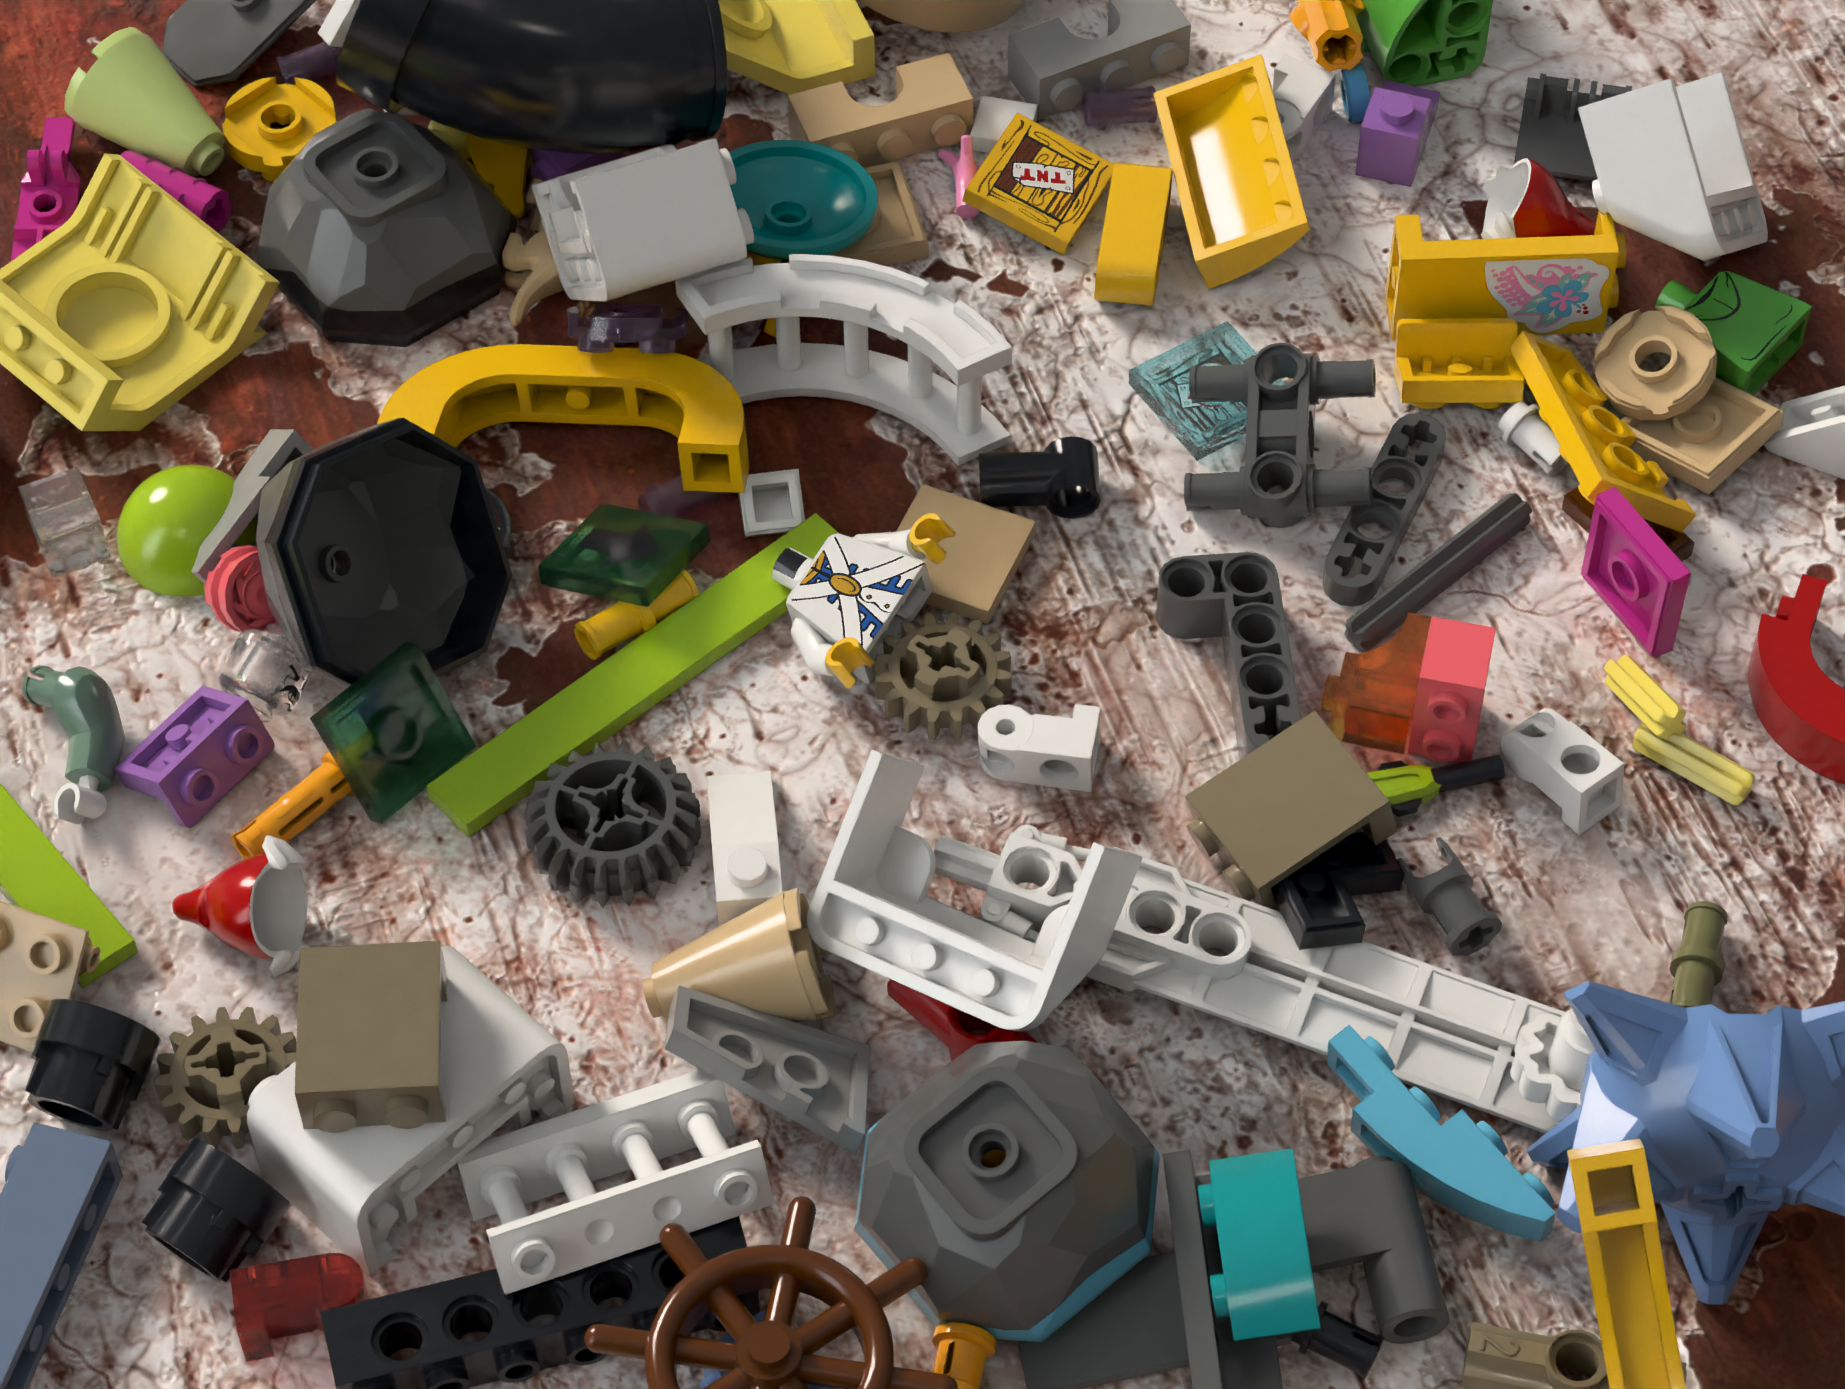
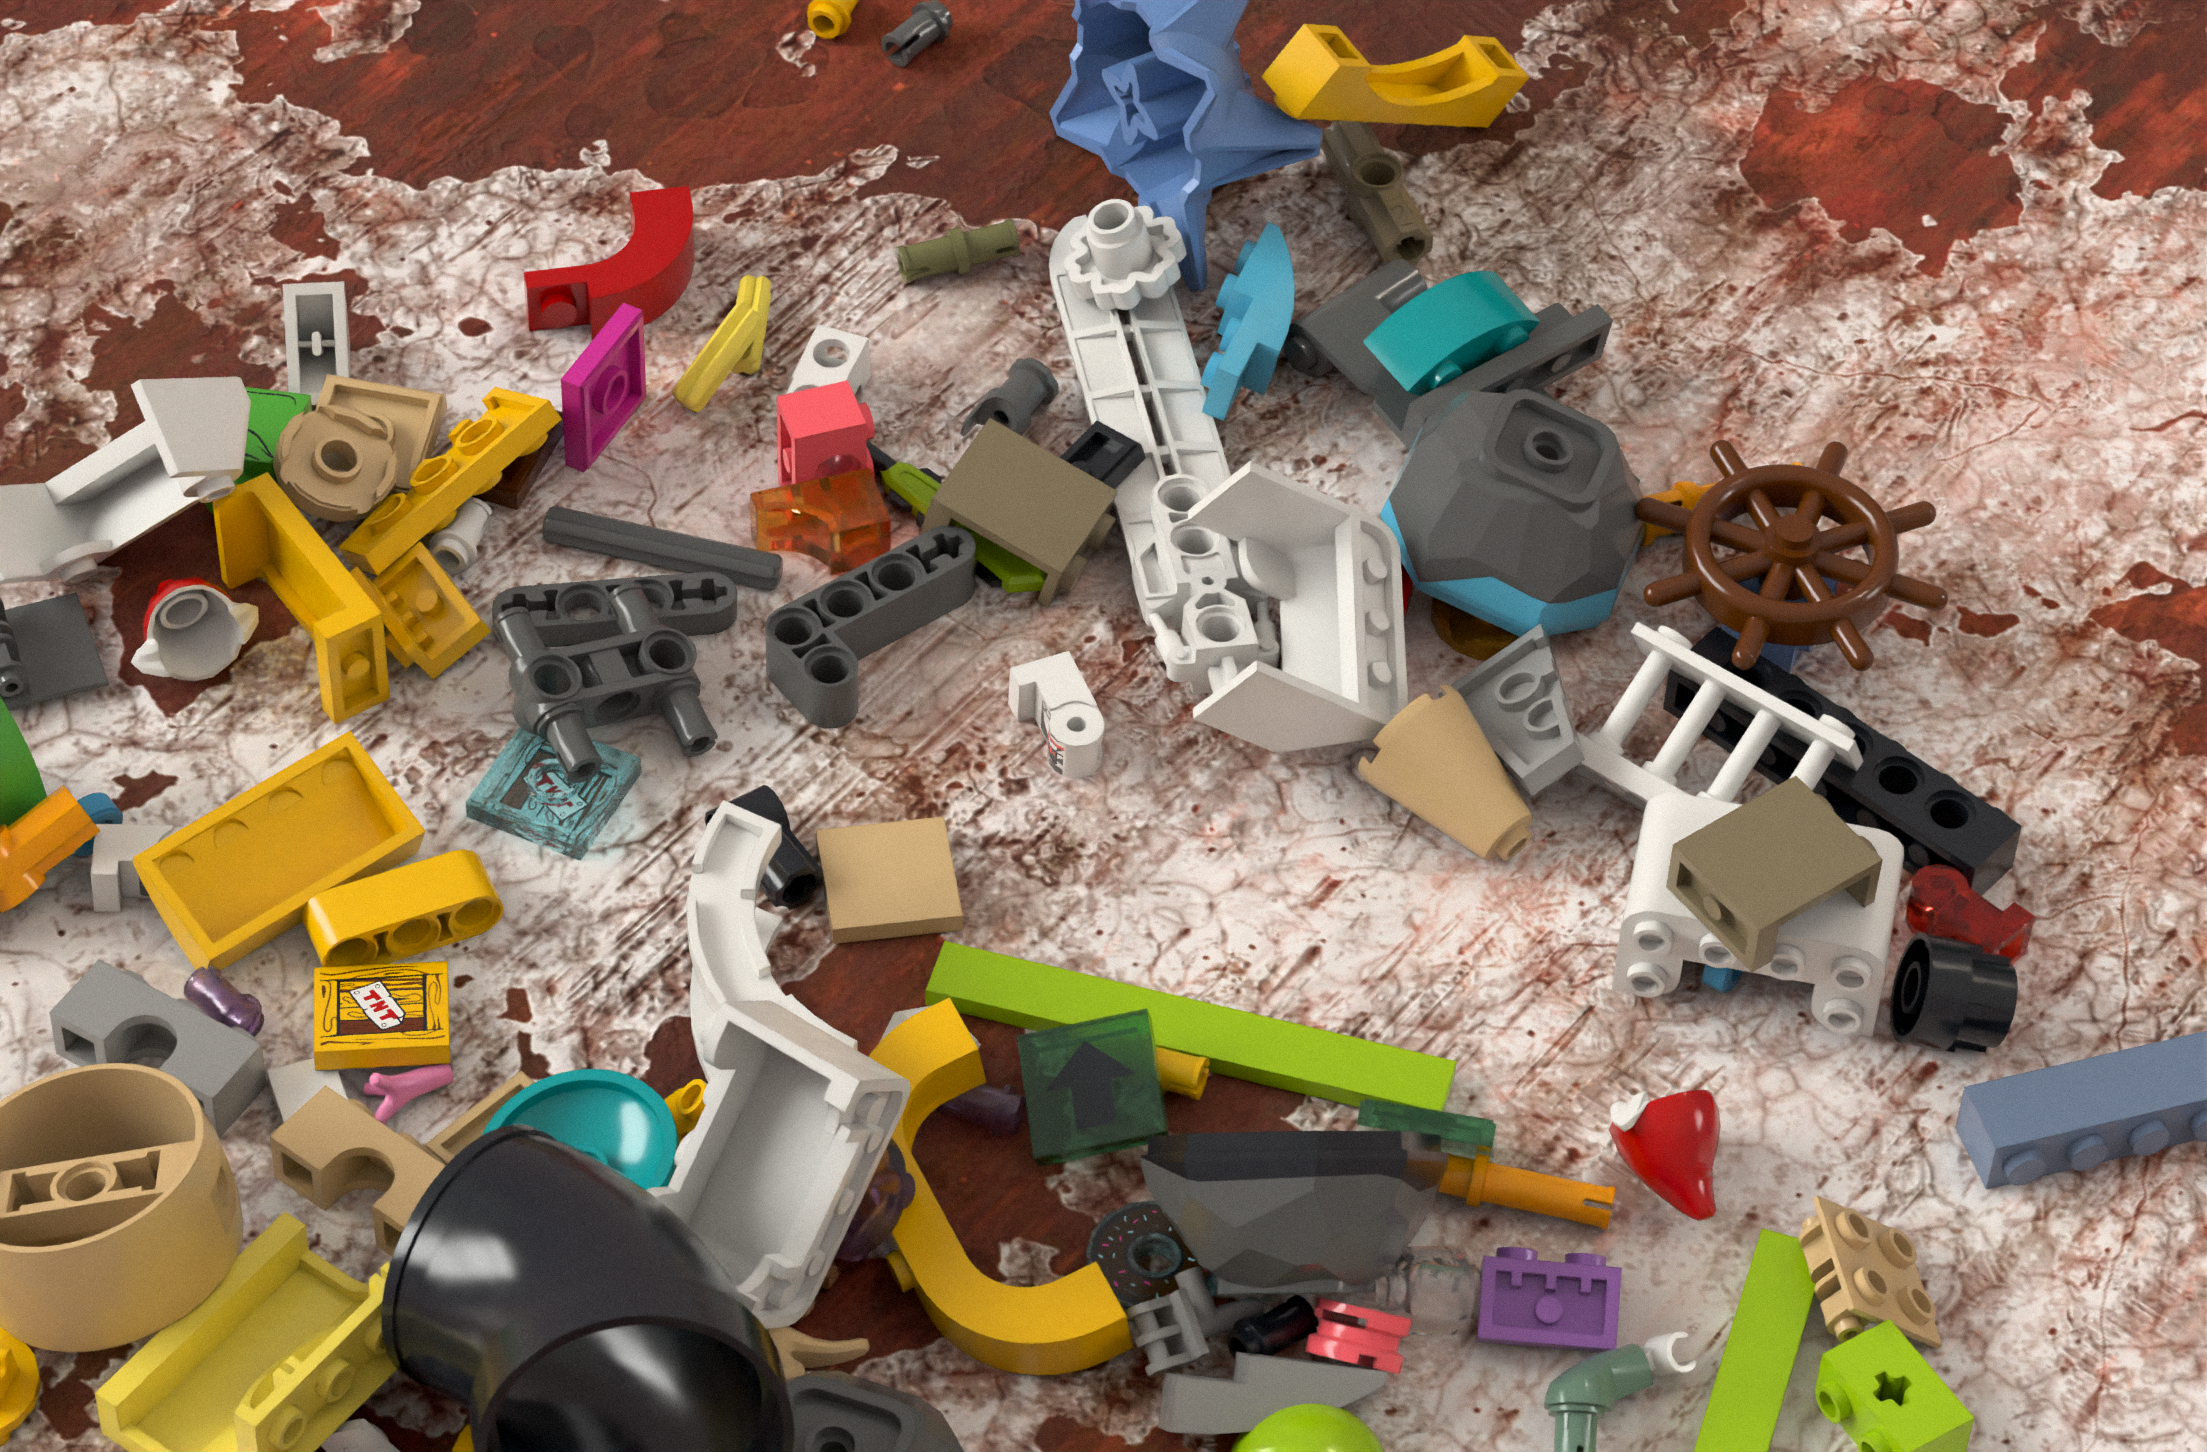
camera: 125 degrees left, 5 degrees down
(89, 1064) = (1907, 1157): black piece -> none
(217, 1069) = (1826, 1076): dark tan gear -> none
(623, 843) = (1375, 955): dark grey gear -> none
(743, 842) = (1327, 854): white slope -> none
(858, 594) = (1018, 888): torso -> none
(942, 675) = (1011, 817): dark tan gear -> none
(1395, 132) = (128, 762): medium lavender arch -> none

